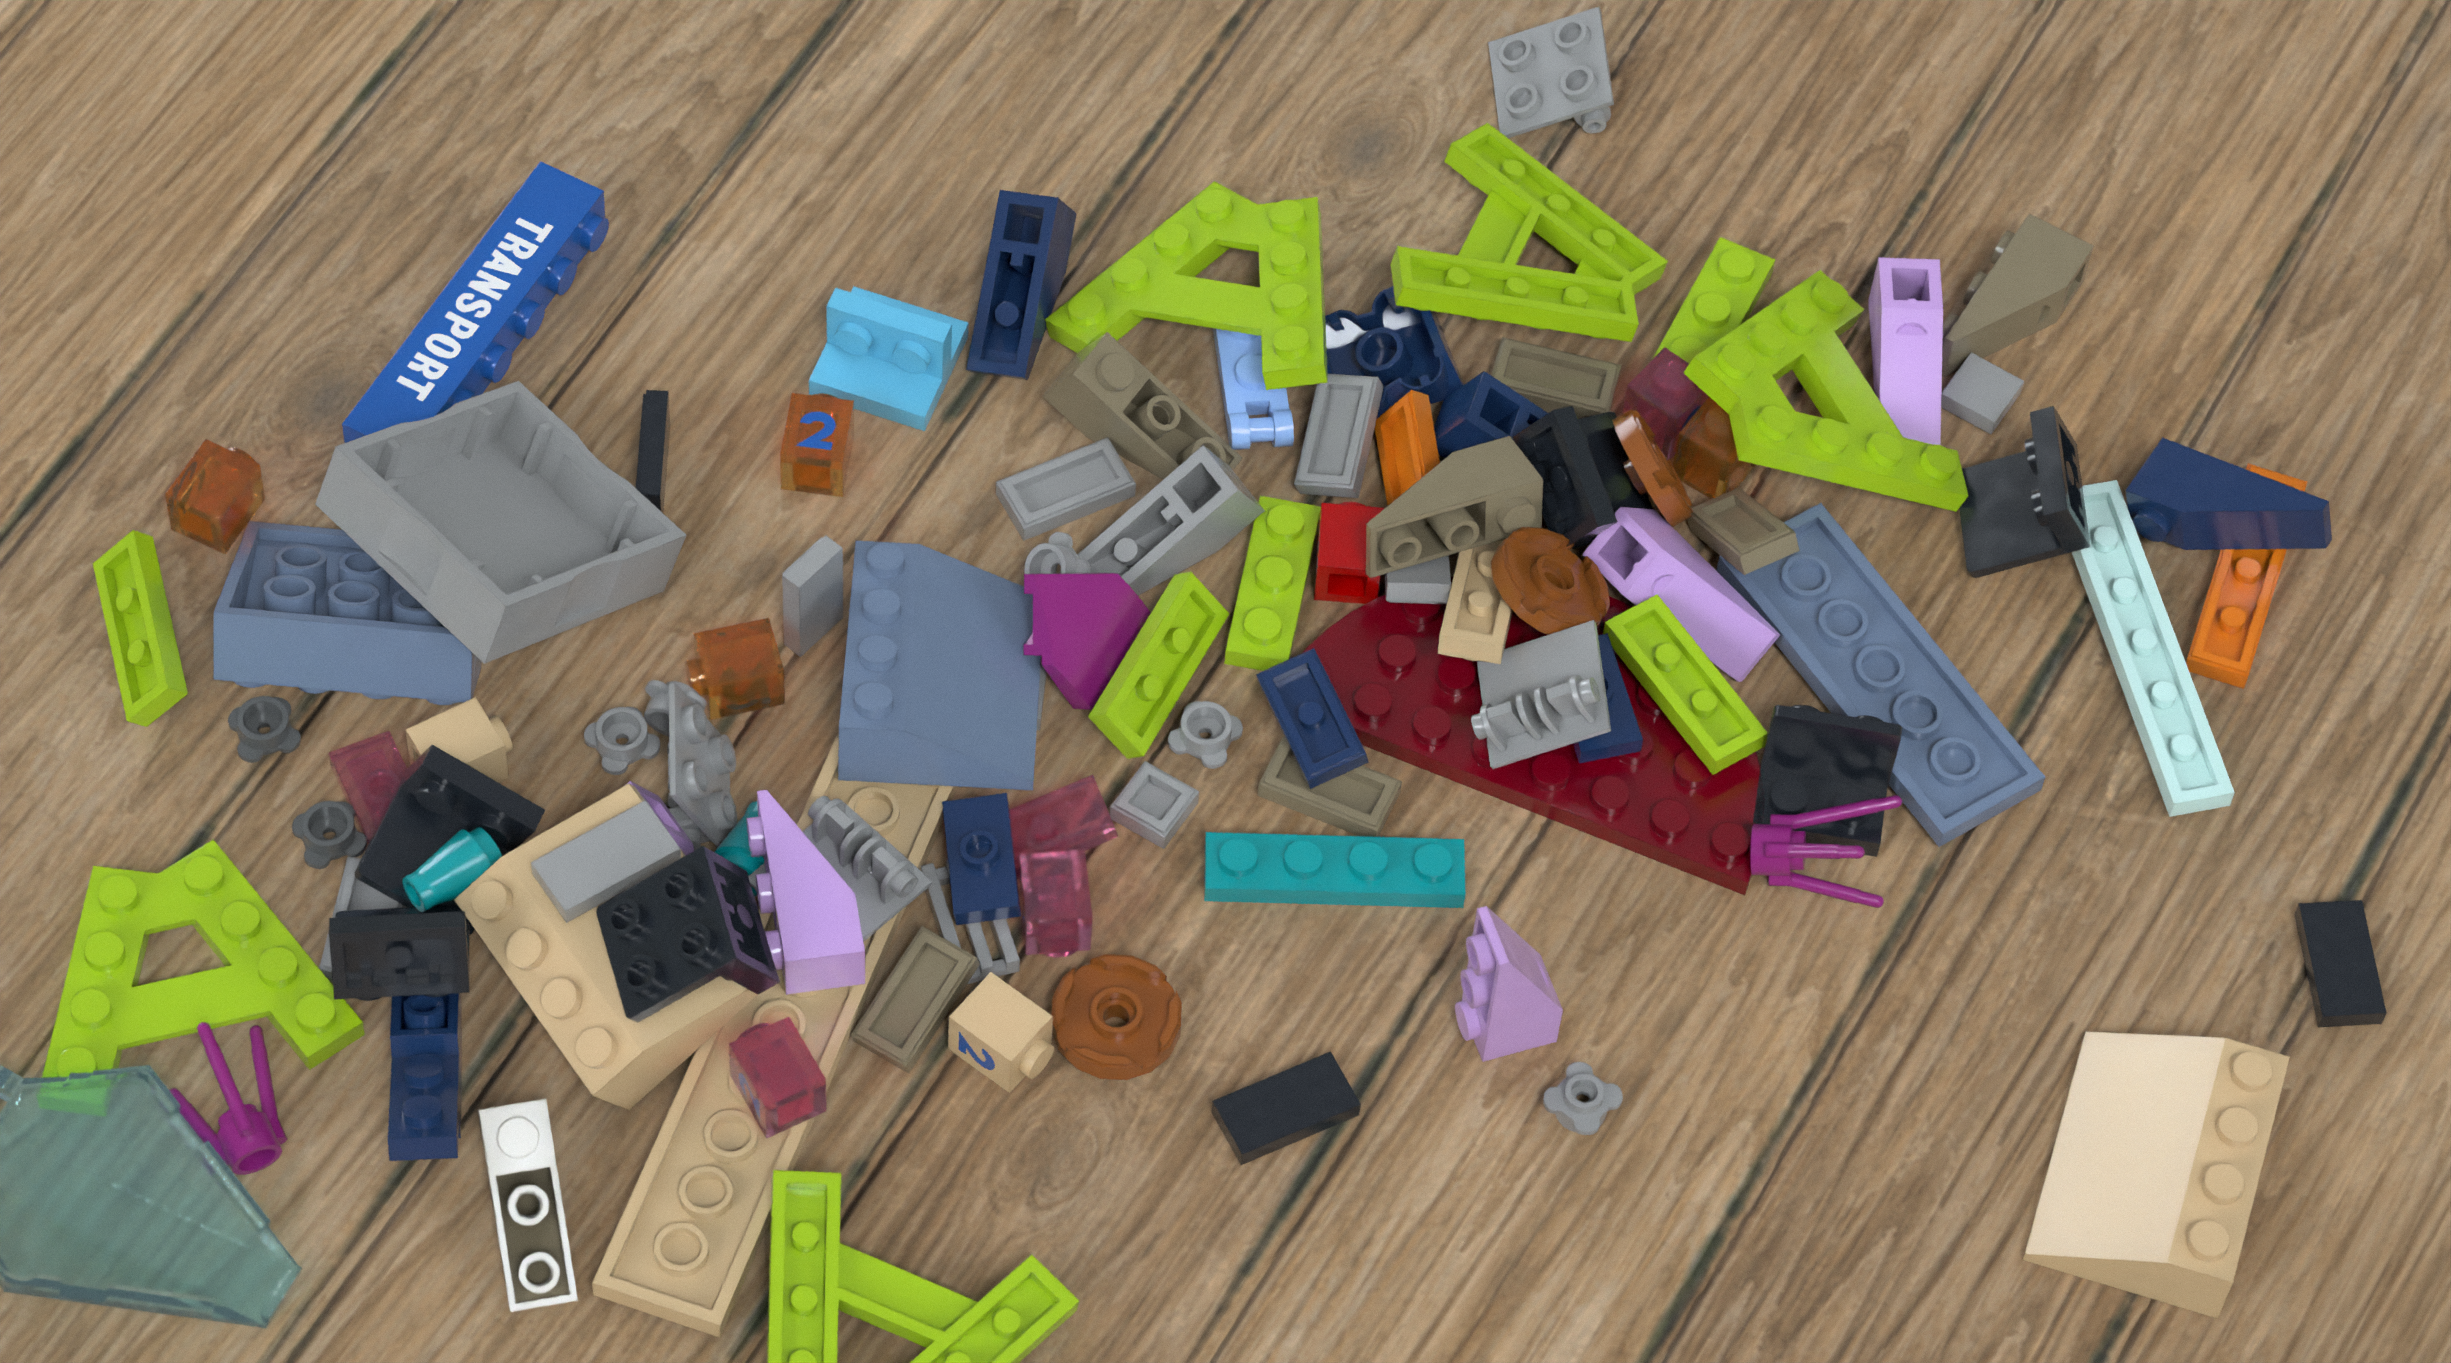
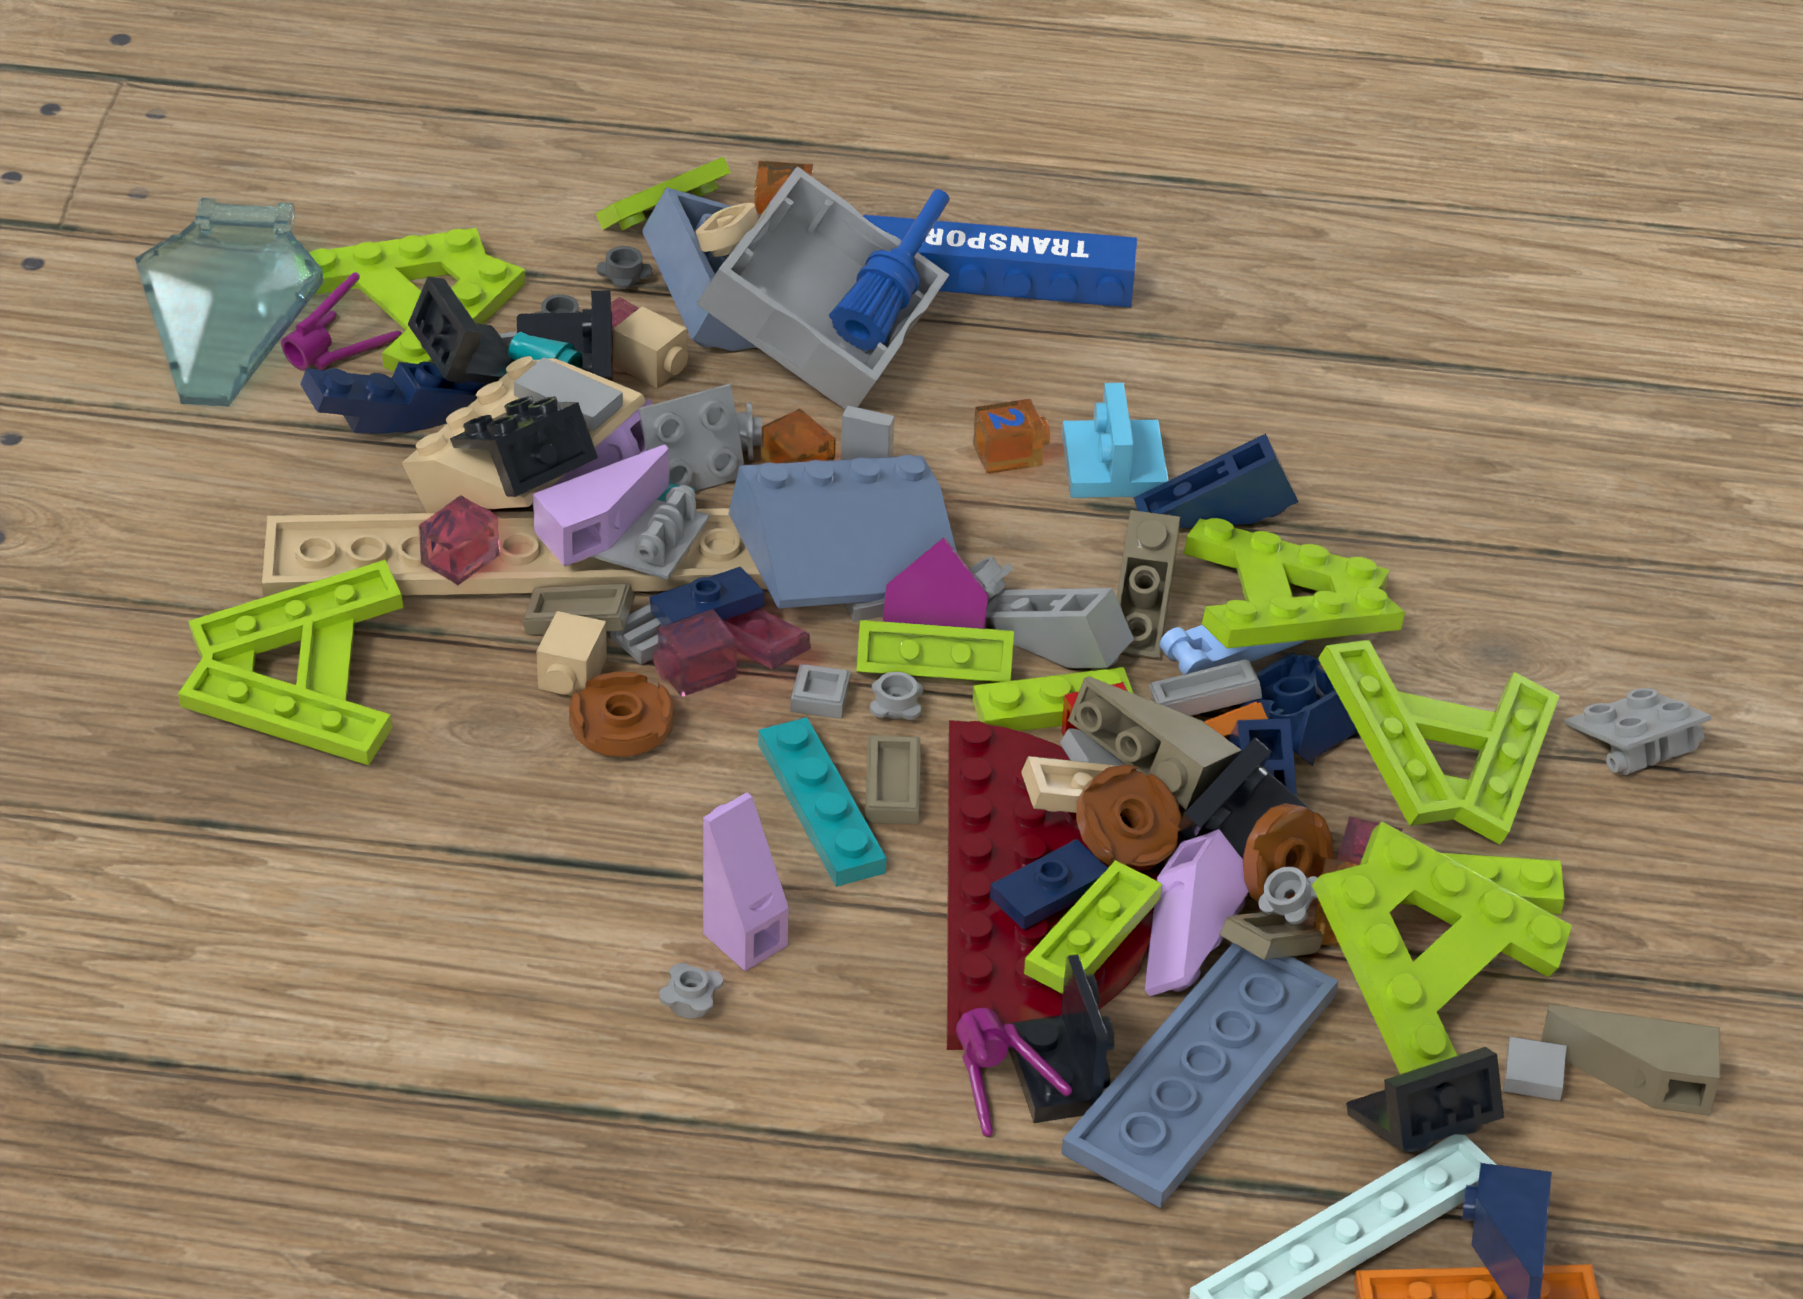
camera: 70 degrees right, 15 degrees down
(343, 573) = (726, 228): none -> tan plate
(527, 446) = (885, 284): none -> blue piece
(527, 1204) = (327, 469): slope -> none
(654, 447) = (943, 366): black tile -> none
(1065, 489) = (1058, 567): light grey tile -> none
(1285, 1108) = (596, 828): black tile -> none
(1312, 718) = (932, 735): dark blue plate -> none
(1542, 696) = (1012, 844): light grey hinge -> none
(1557, 377) = (1347, 792): dark tan tile -> none
(1717, 470) = (1281, 885): none -> light grey plate
(1908, 344) = (1517, 993): lavender slope -> none

